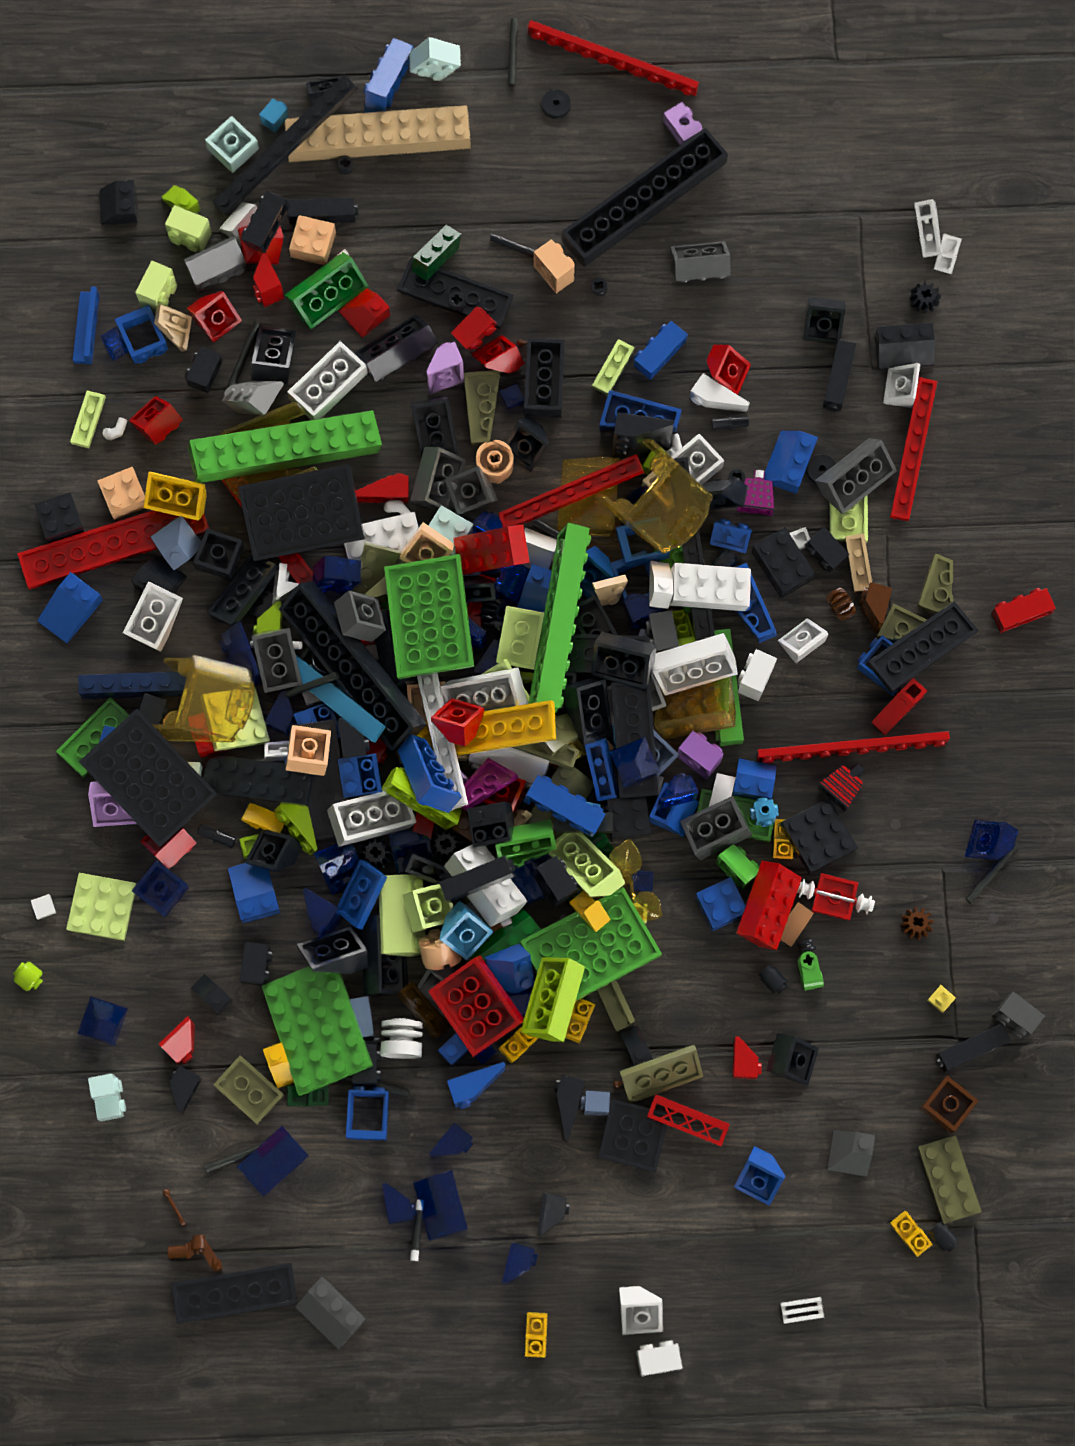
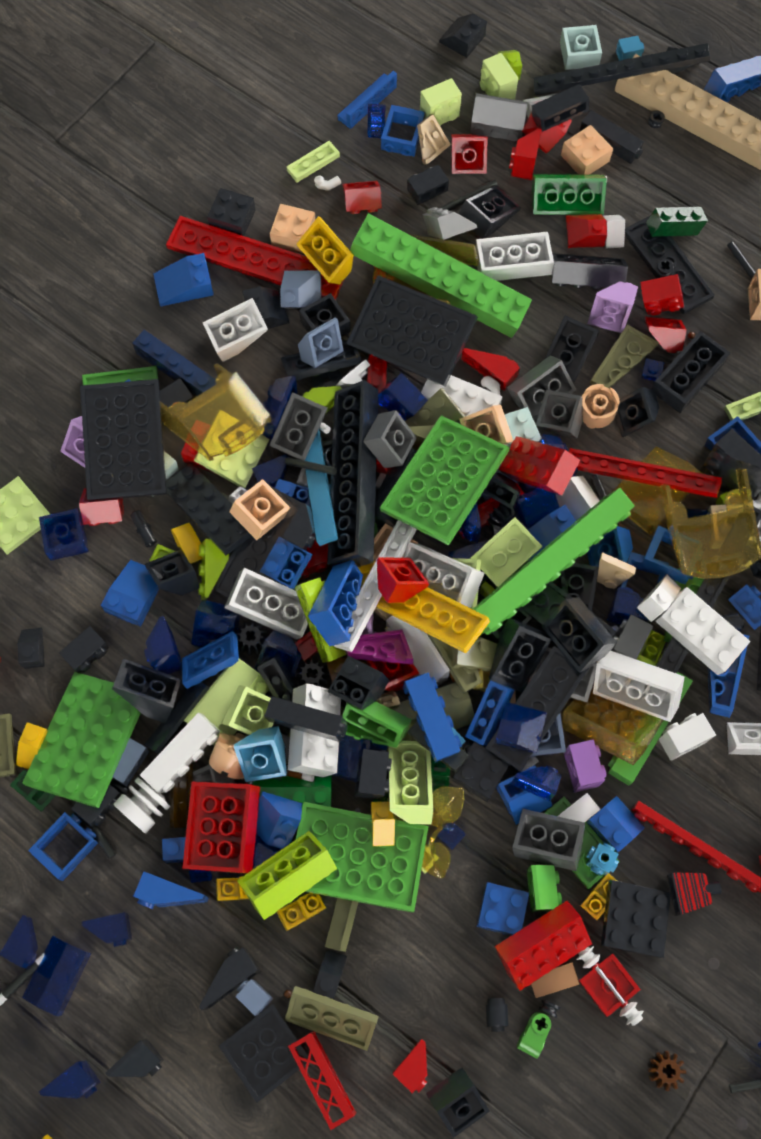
camera: 40 degrees right, 5 degrees down
(237, 578) = (321, 344): none -> sand blue slope
(390, 294) = (615, 231): none -> white slope
(401, 978) = (180, 753): none -> white brick

